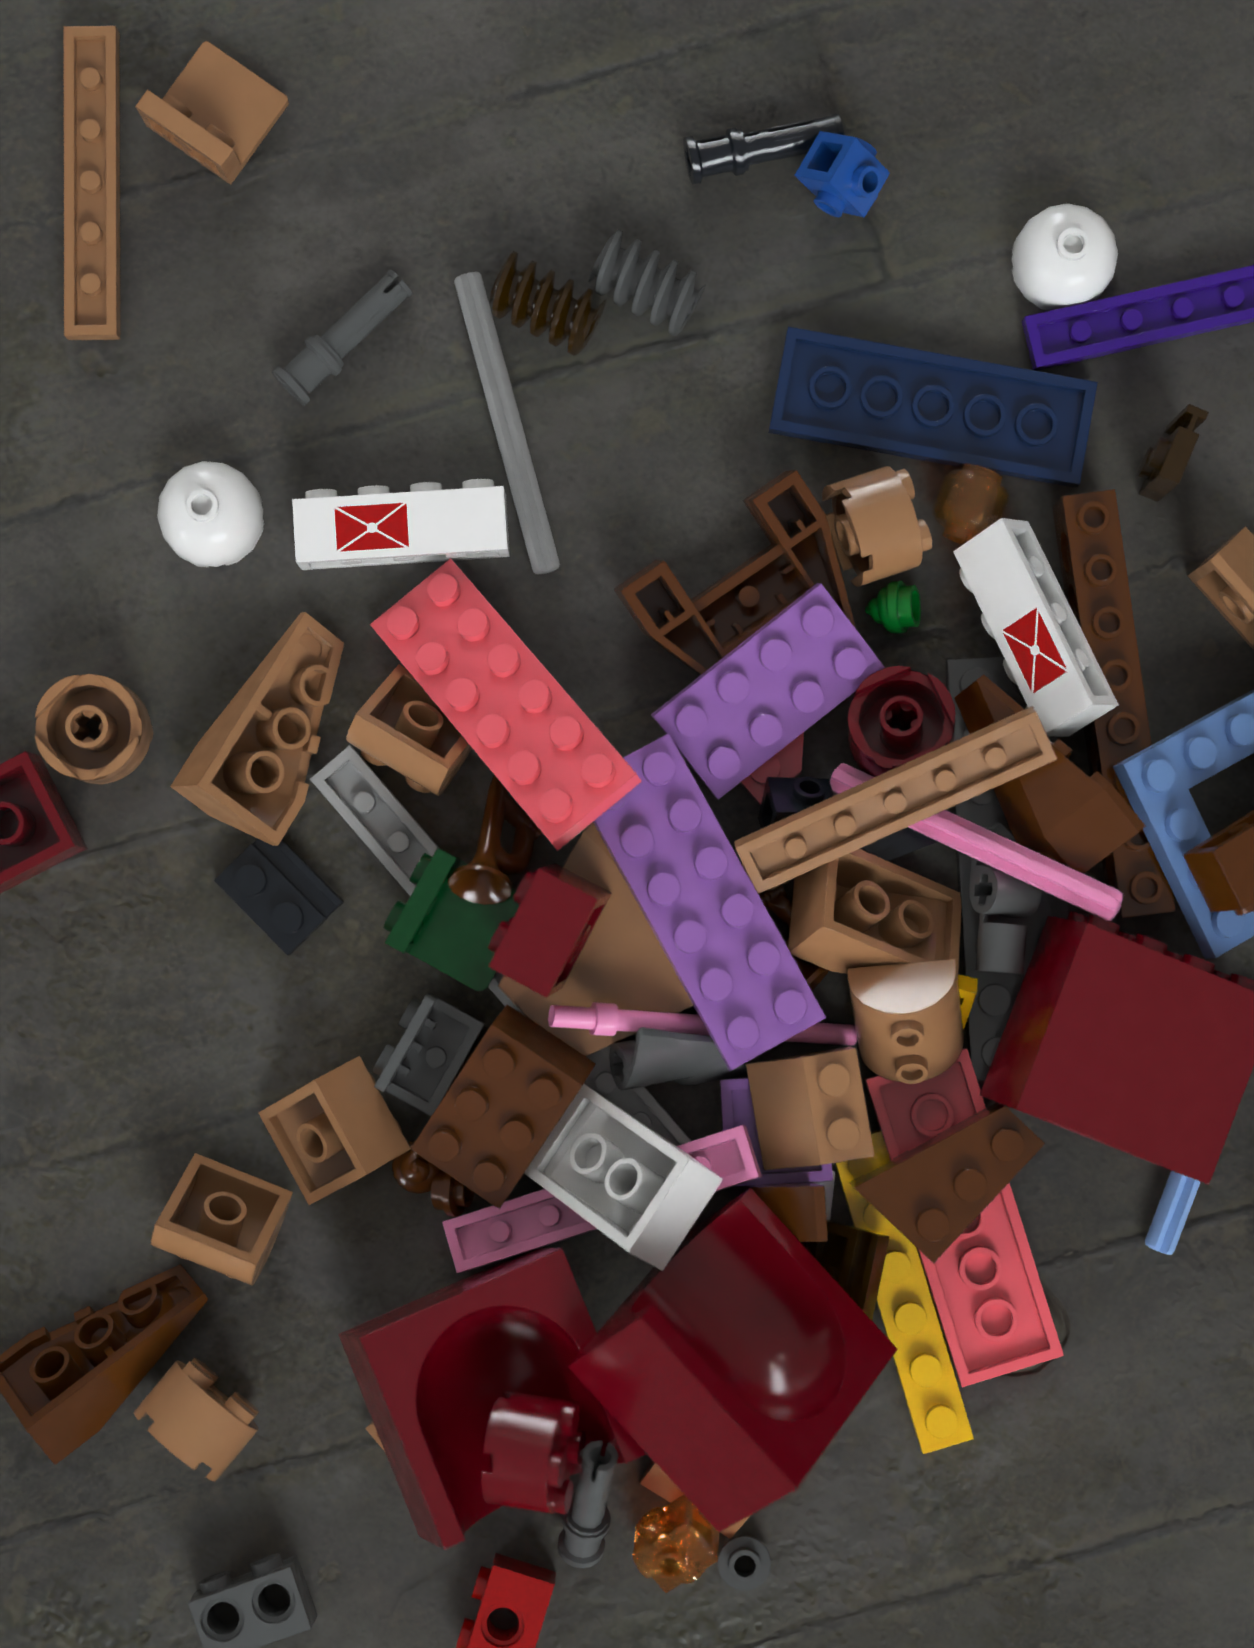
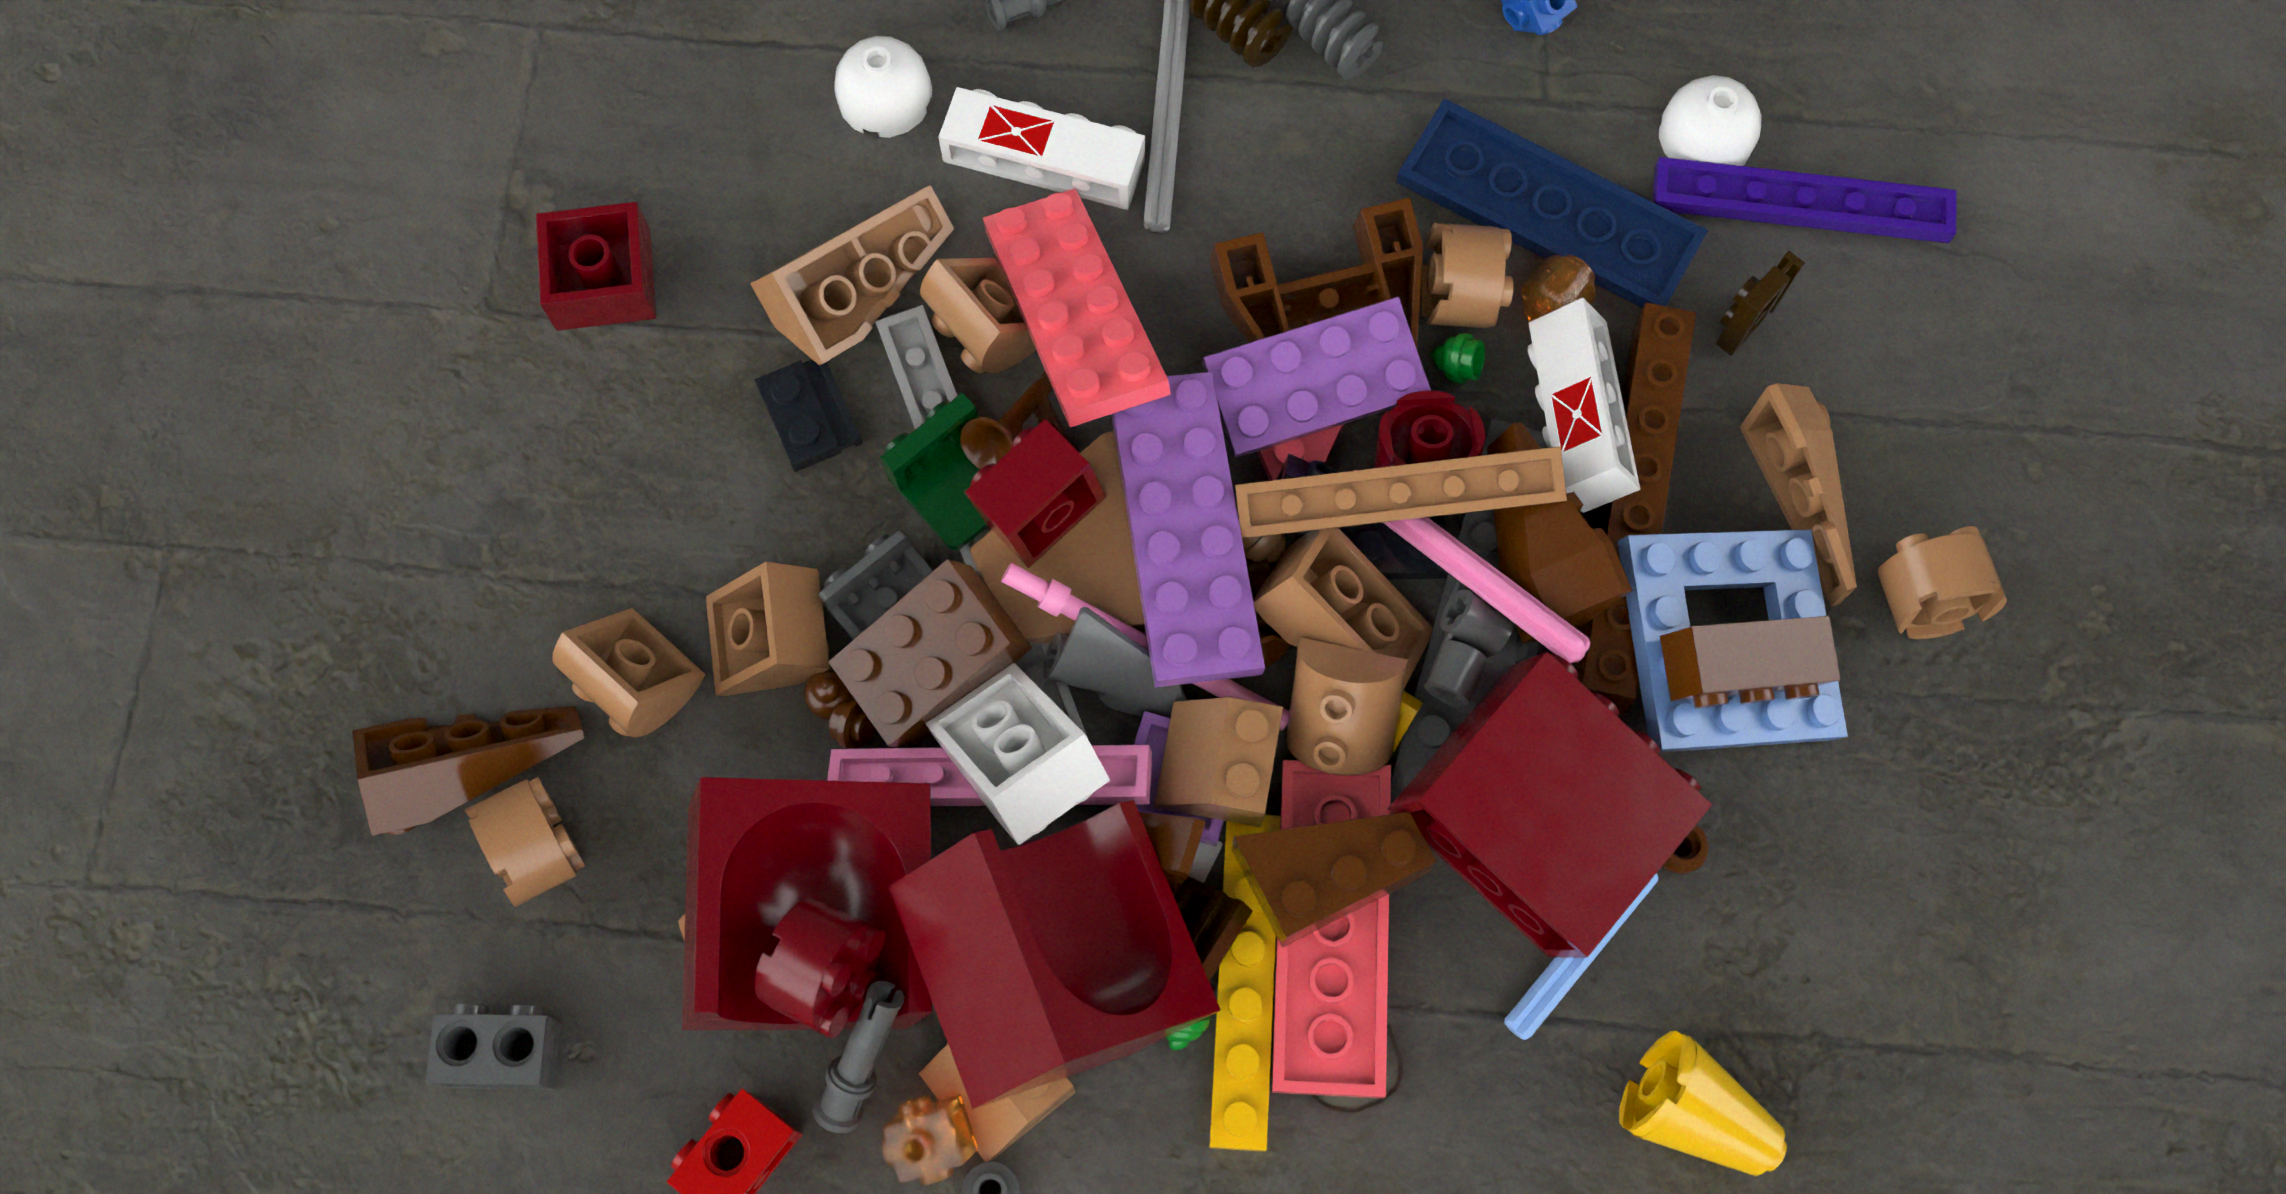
camera: 20 degrees right, 15 degrees down
(63, 728) = (704, 214): medium nougat brick -> none

